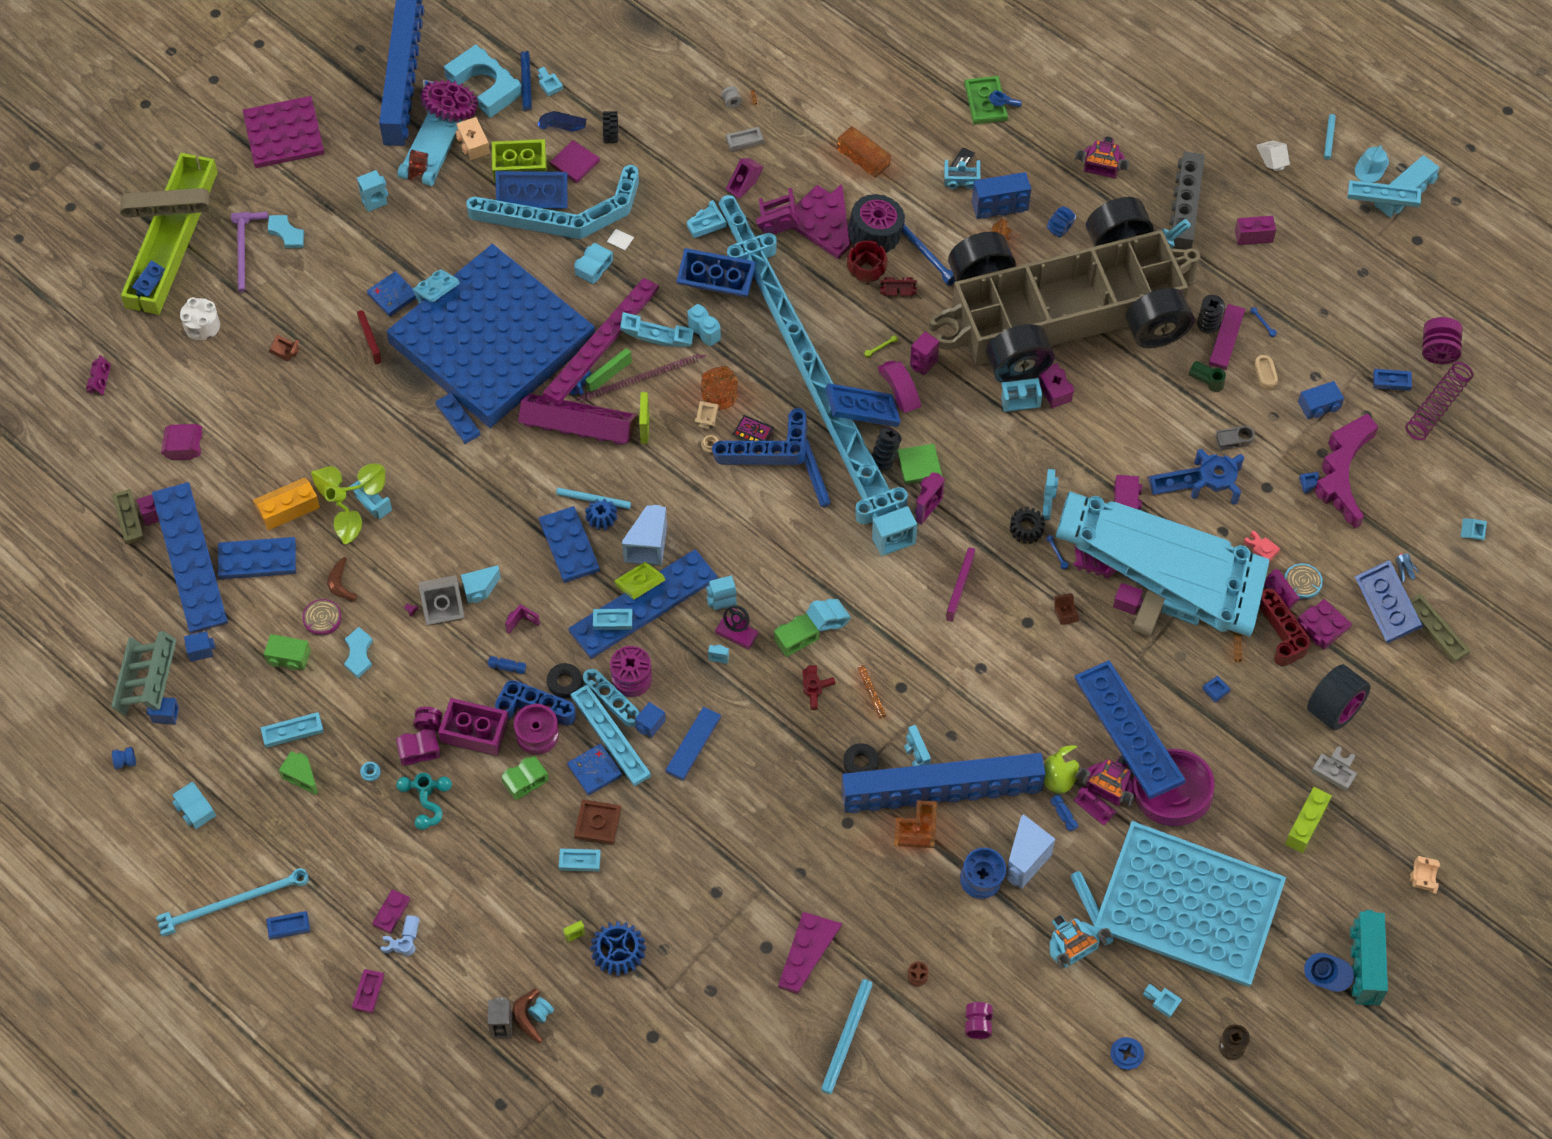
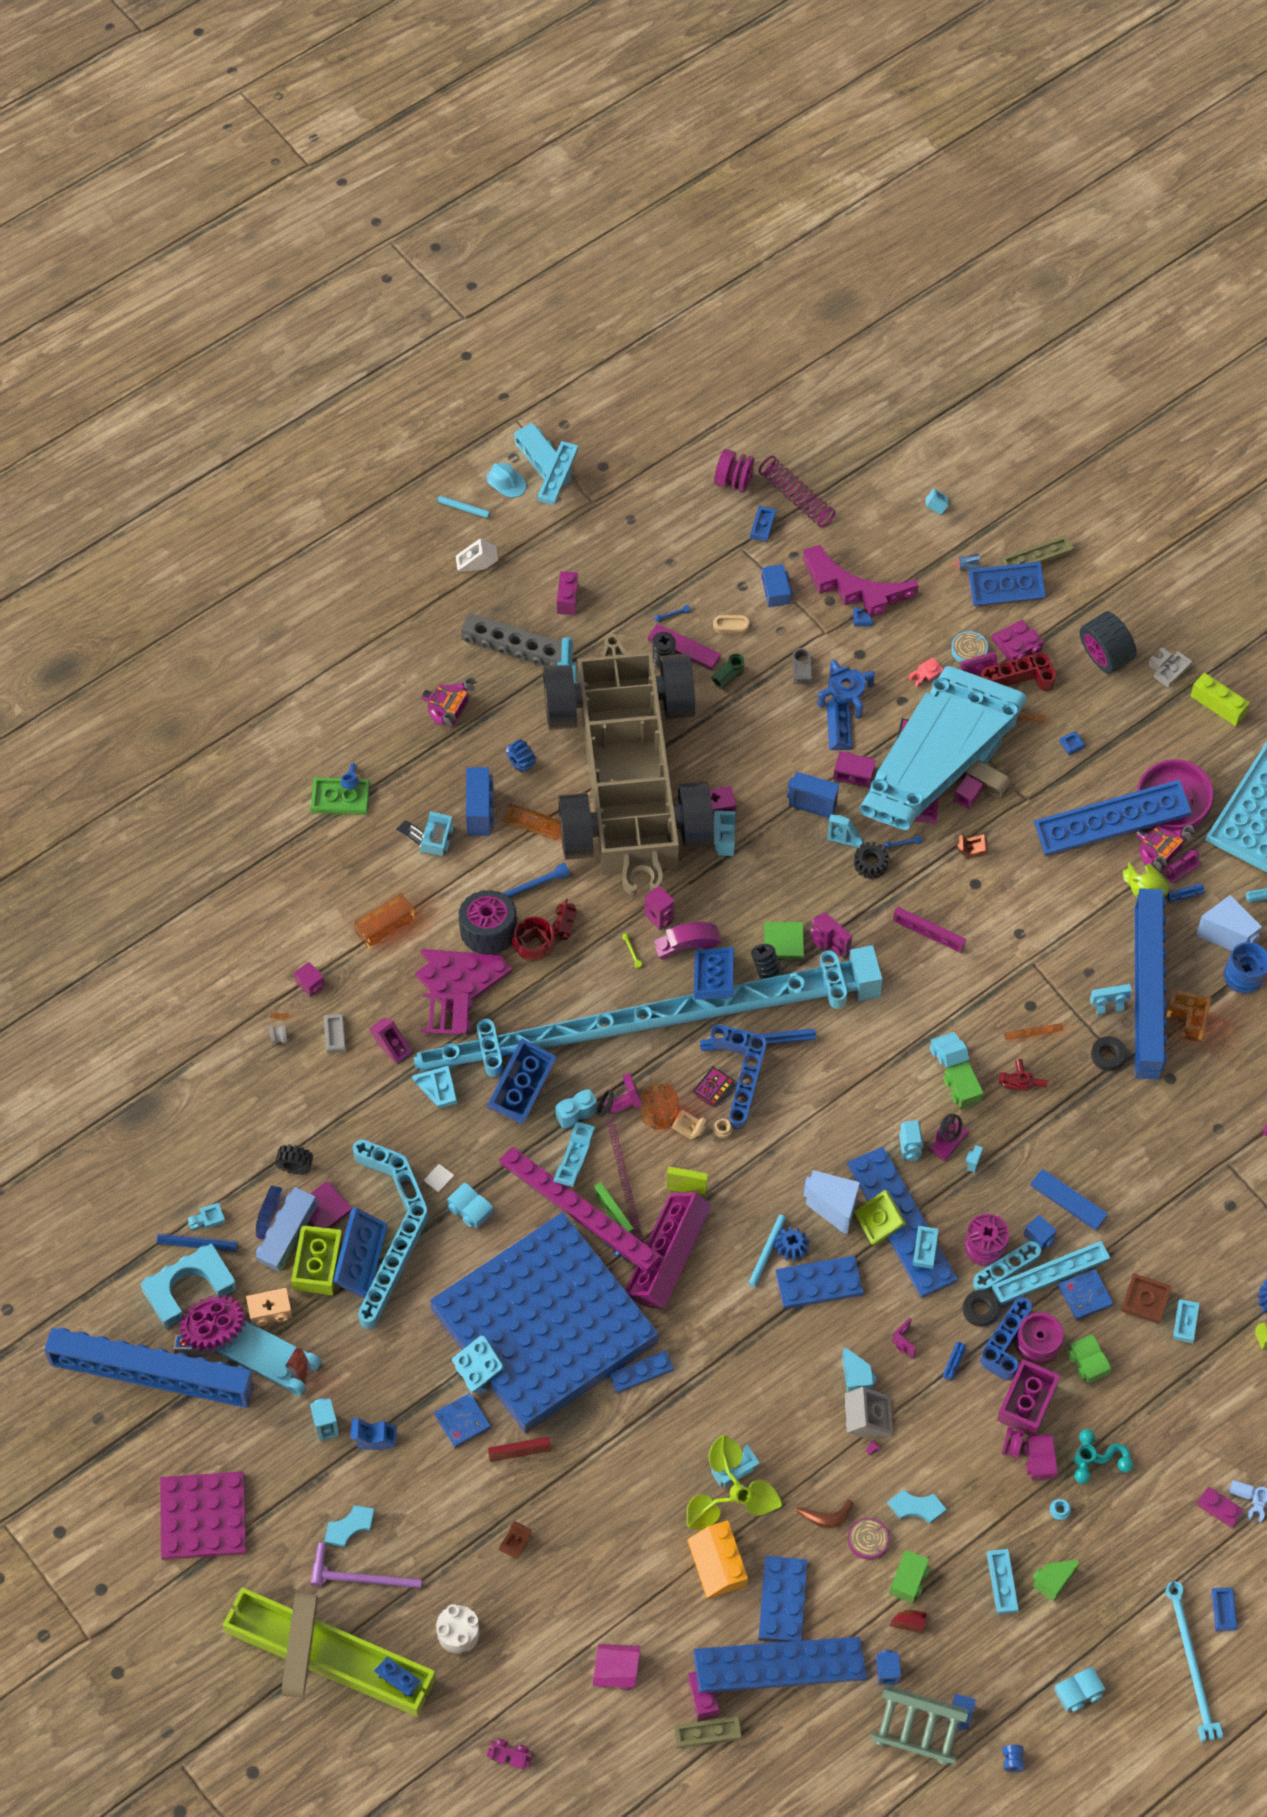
camera: 80 degrees left, 0 degrees up
(247, 661) = (910, 1620): none -> dark red brick
(365, 227) = (373, 1436): none -> blue brick
(556, 135) = (286, 1230): none -> medium blue brick
(719, 358) = (621, 1102): none -> magenta piece
(791, 109) = (309, 979): none -> magenta brick
(1082, 461) = (813, 794): none -> blue window

